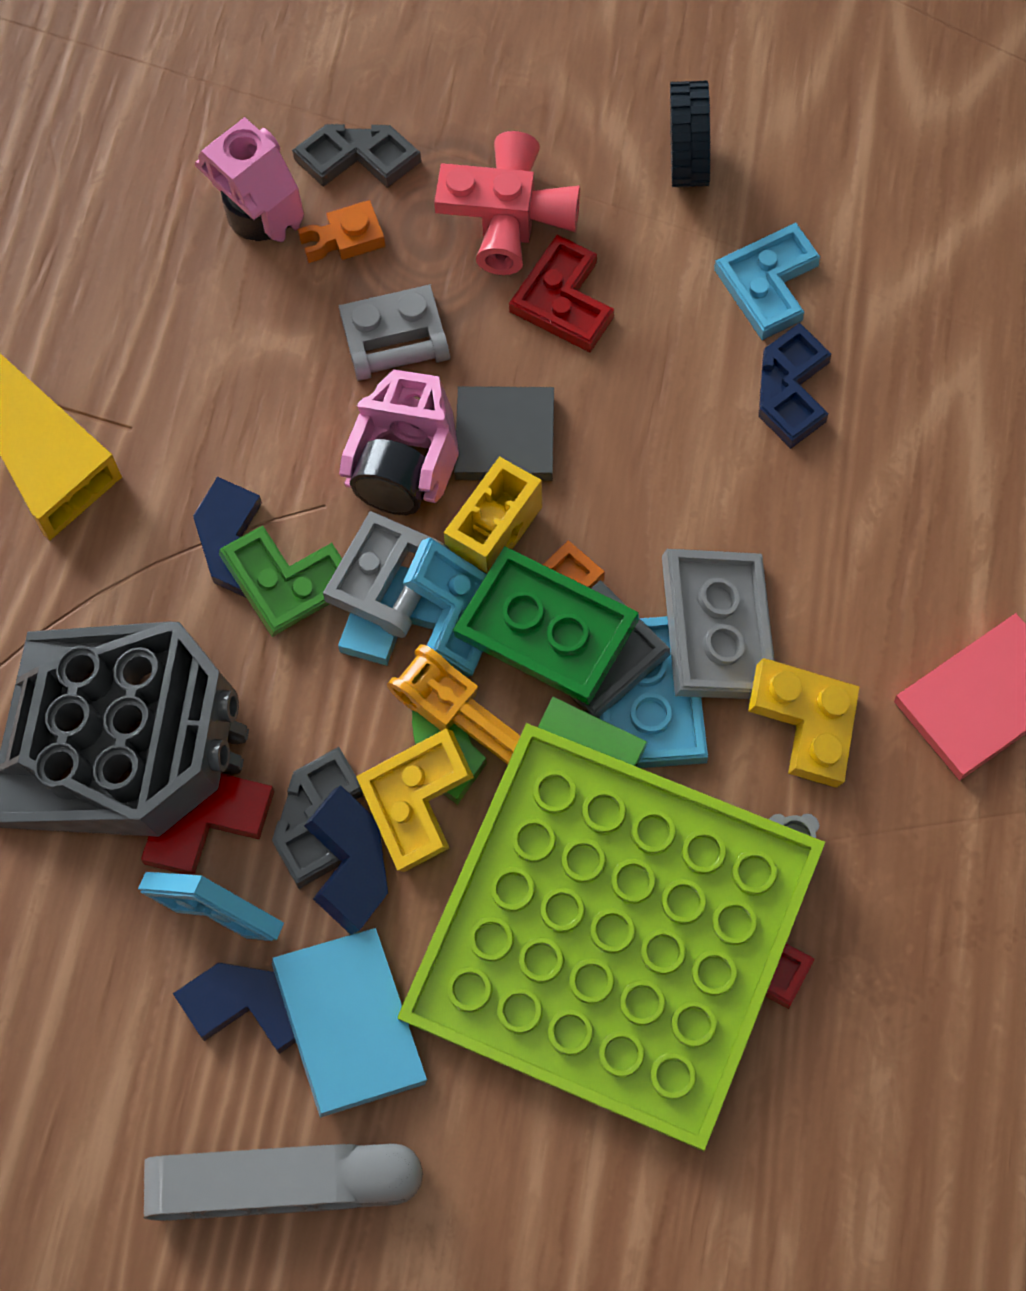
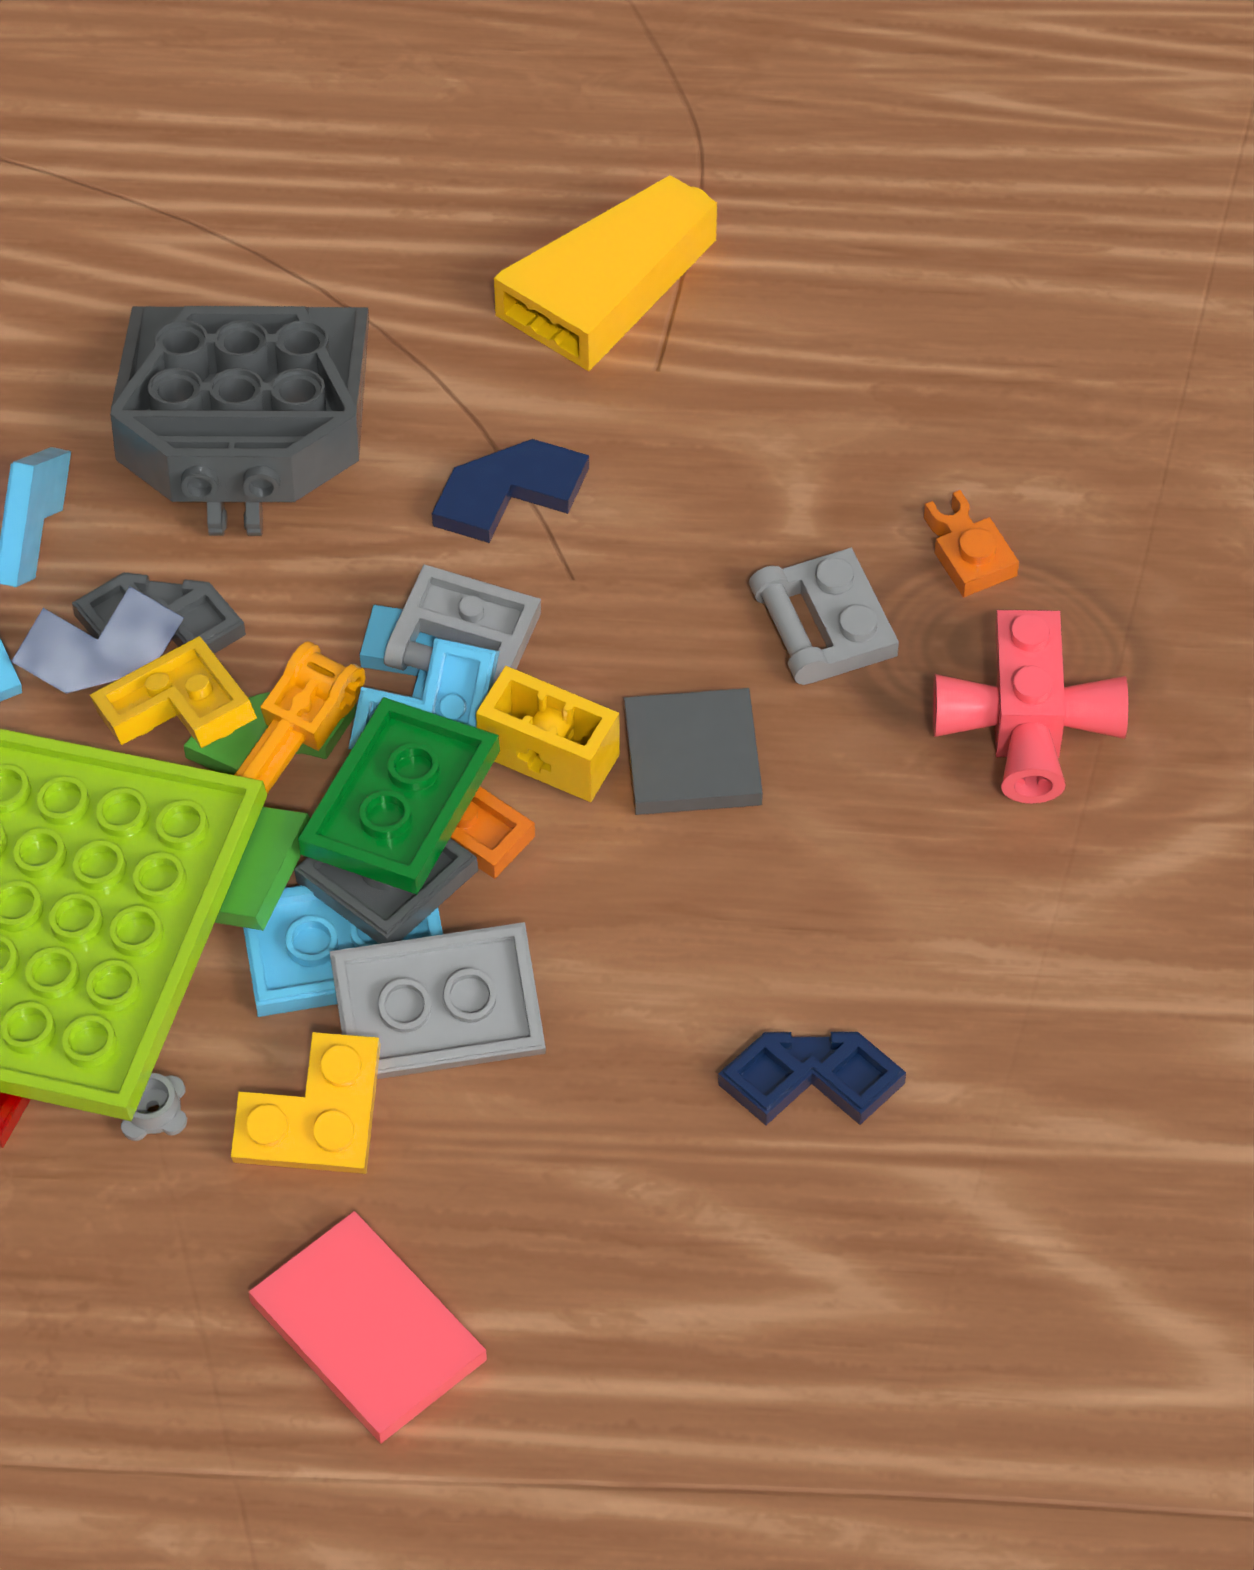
camera: 80 degrees right, 10 degrees down
(235, 807) = (165, 530): red tile -> none
(253, 182) = (991, 413): bright pink piece -> none
(274, 589) = (446, 523): bright green tile -> none
(335, 149) = (1112, 561): dark grey tile -> none
(377, 455) = (690, 636): bright pink piece -> none
(552, 296) = (913, 782): red tile -> none
(690, 133) = (1165, 895): black wheel -> none
(758, 275) = (982, 1021): medium azure tile -> none

